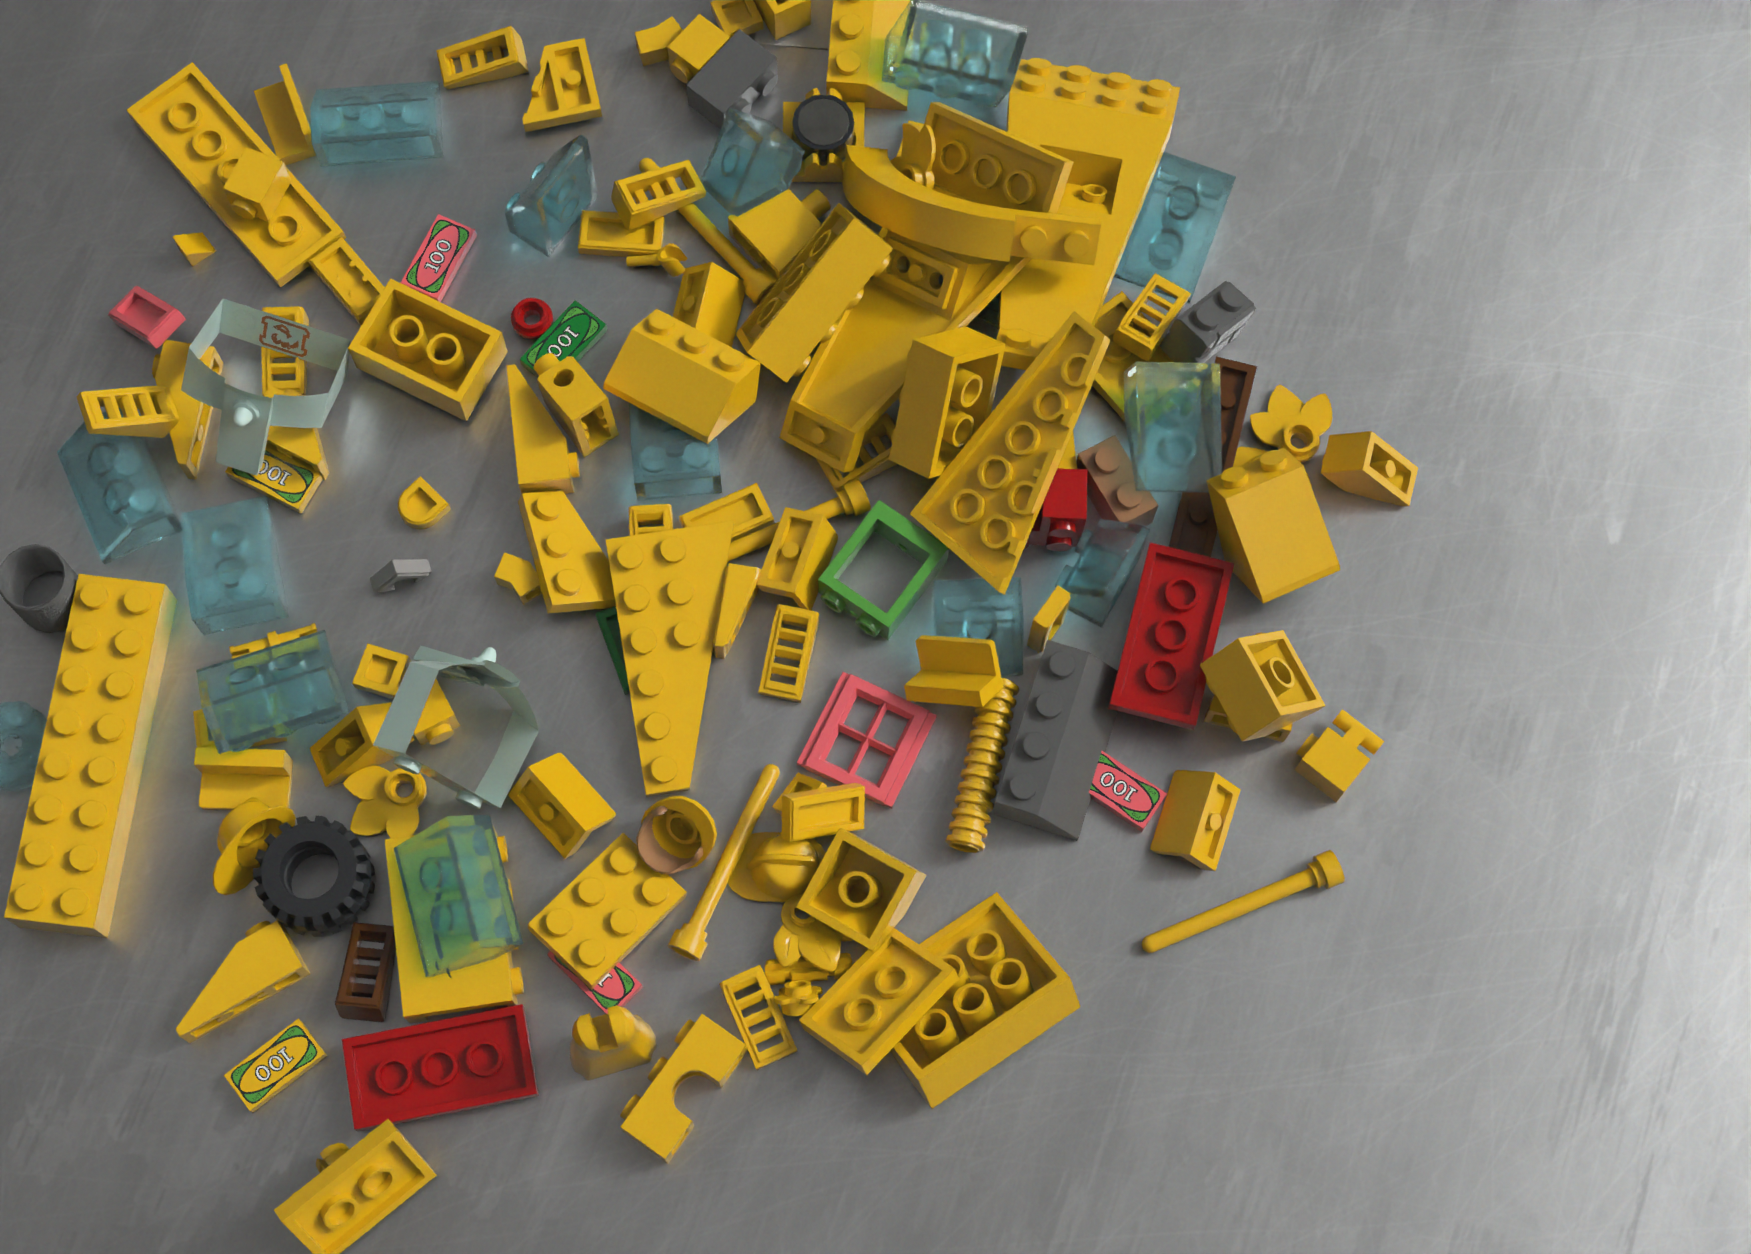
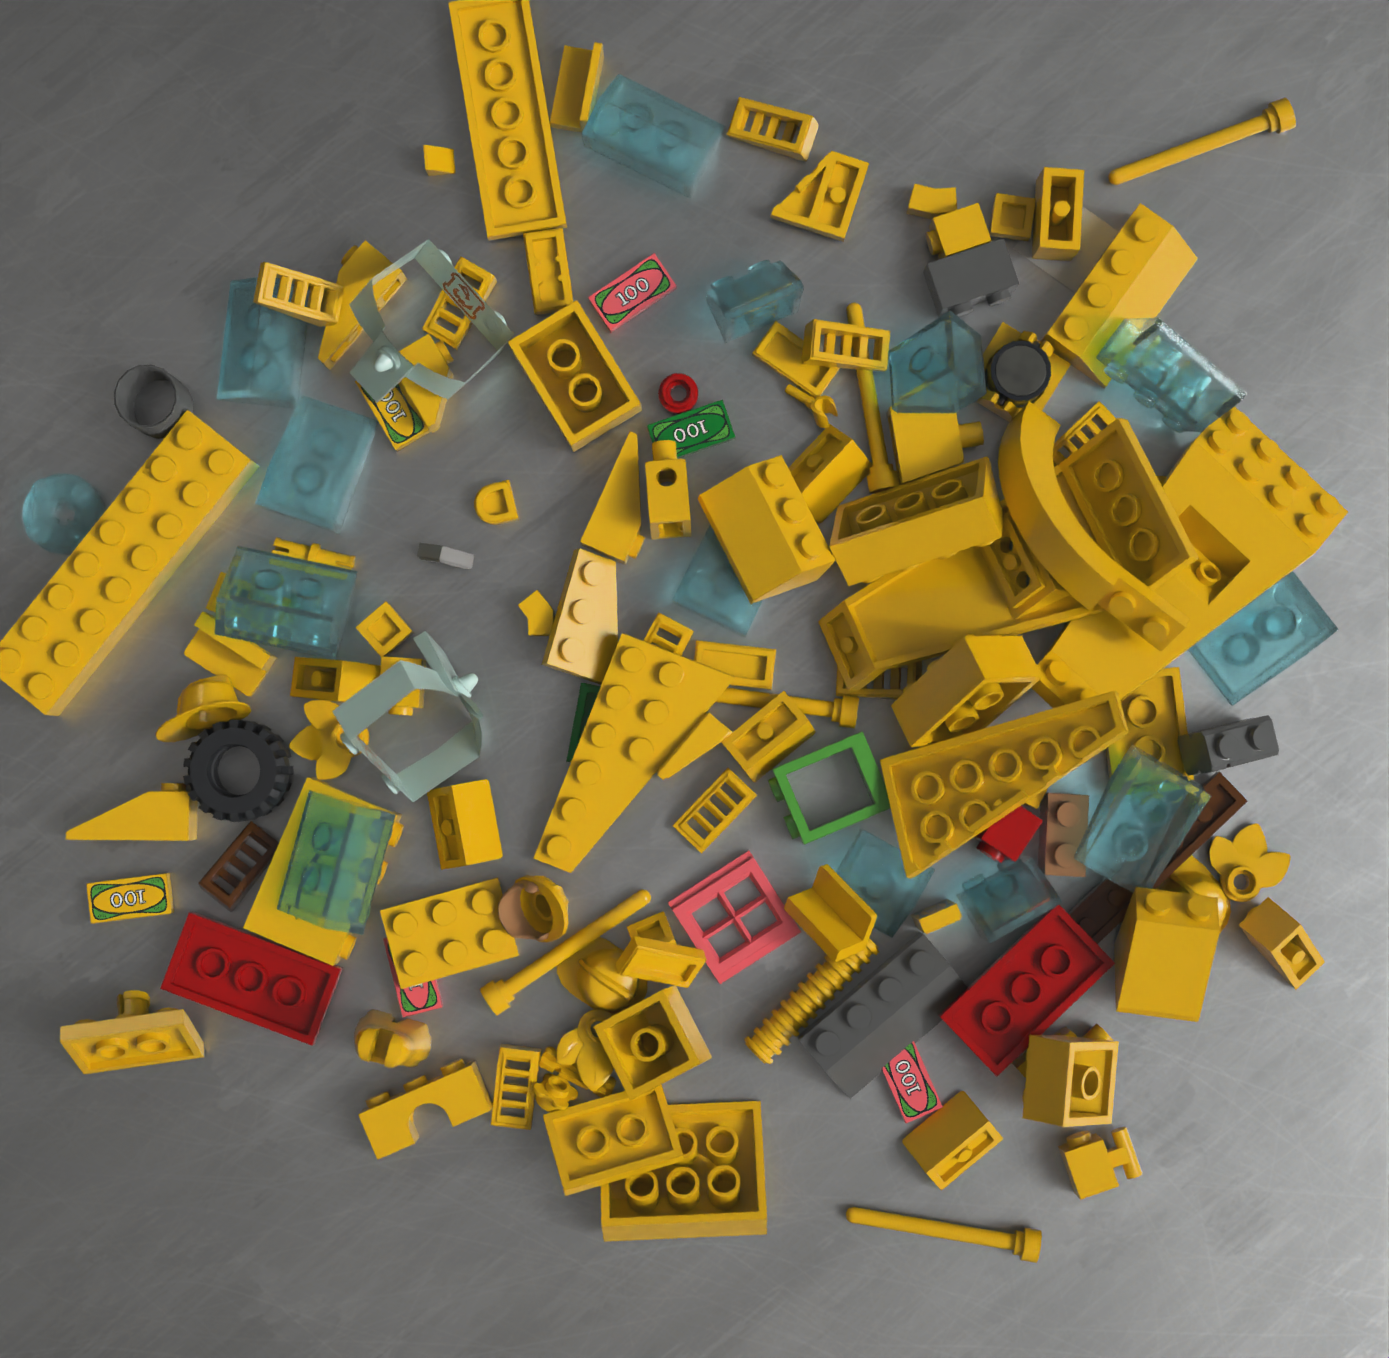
camera: 30 degrees right, 15 degrees up
(146, 317) = (363, 207): coral tile -> none
(256, 185) = (514, 144): yellow brick -> none
(917, 154) = (1076, 456): yellow plate -> none
(1138, 342) = (1159, 721): yellow slope -> none

